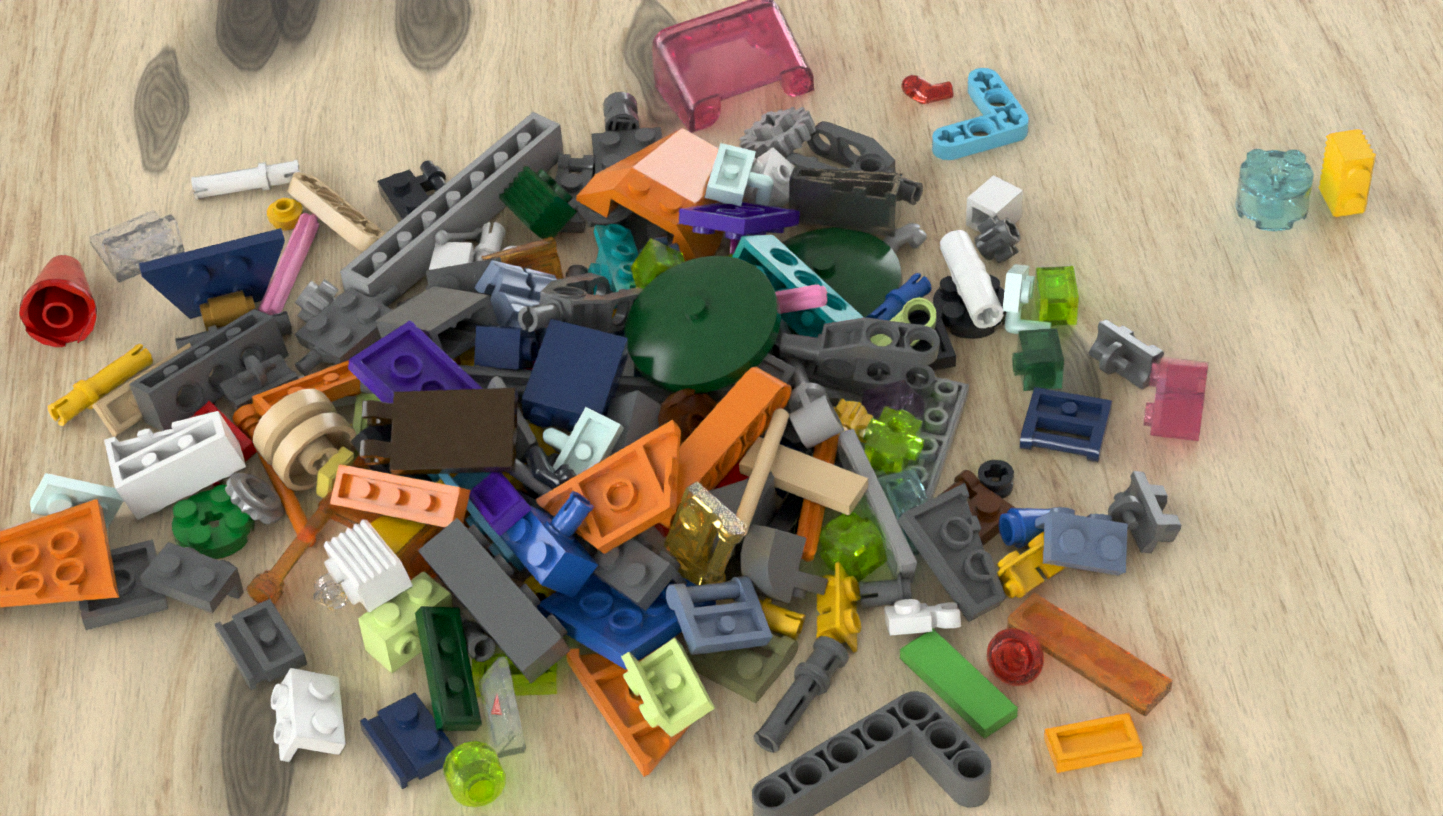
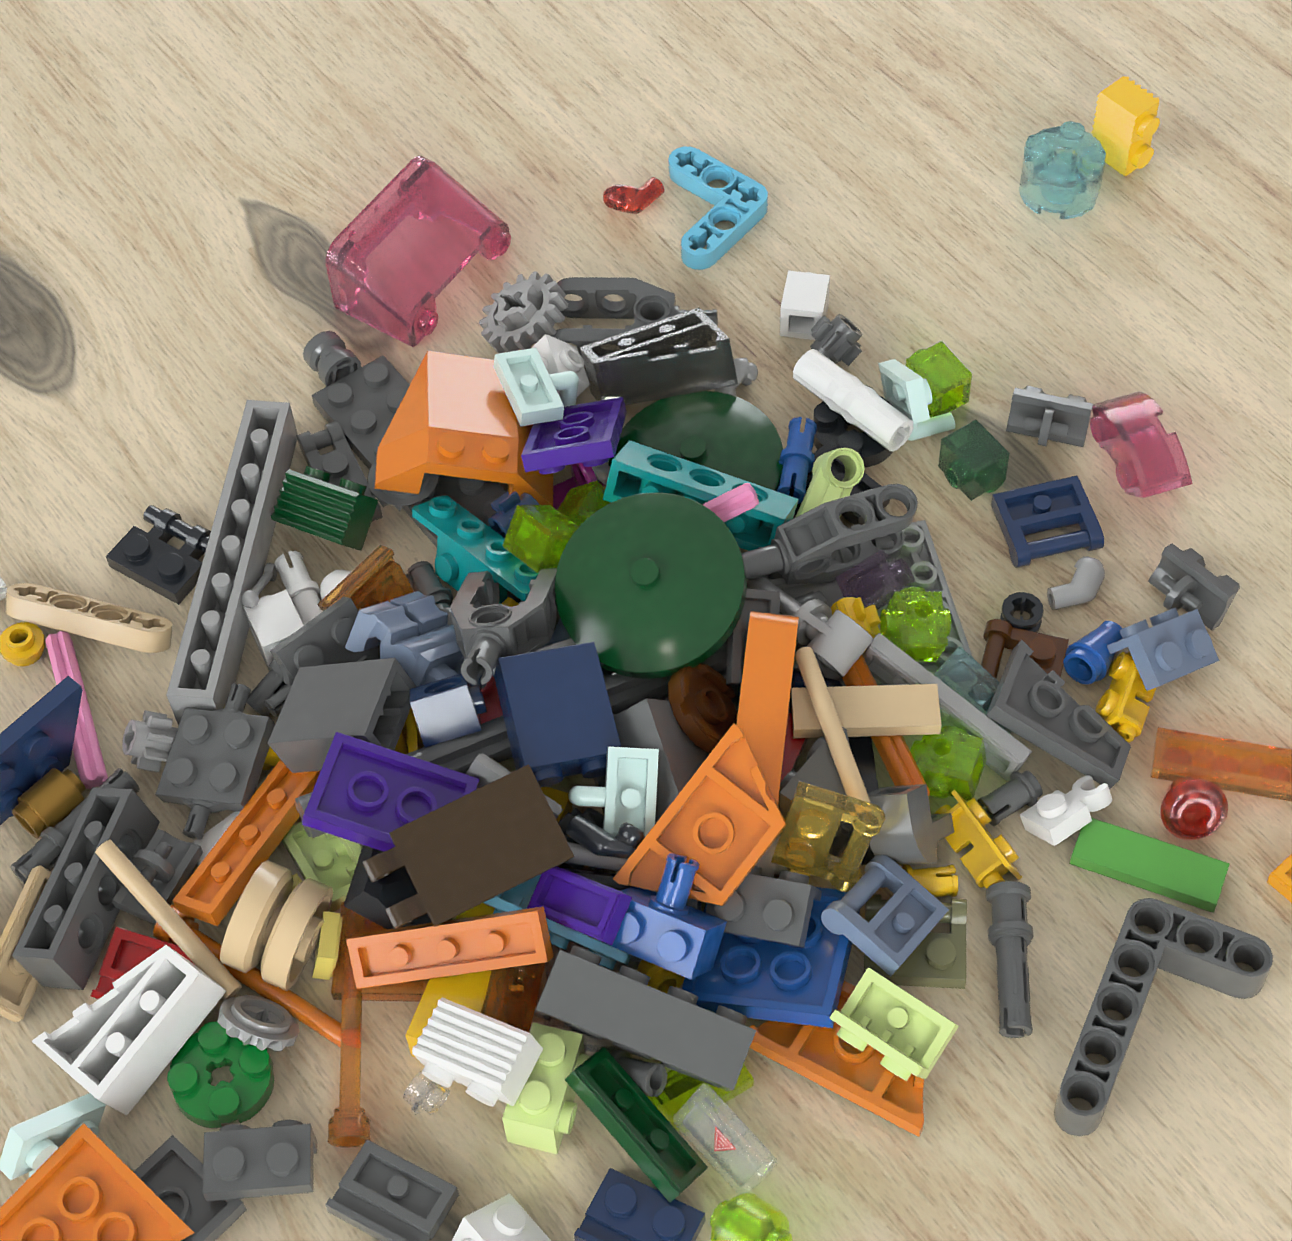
camera: 30 degrees left, 10 degrees up
(240, 405) = (167, 917): none -> tan bar
(1058, 479) = (1083, 586): none -> light grey arm

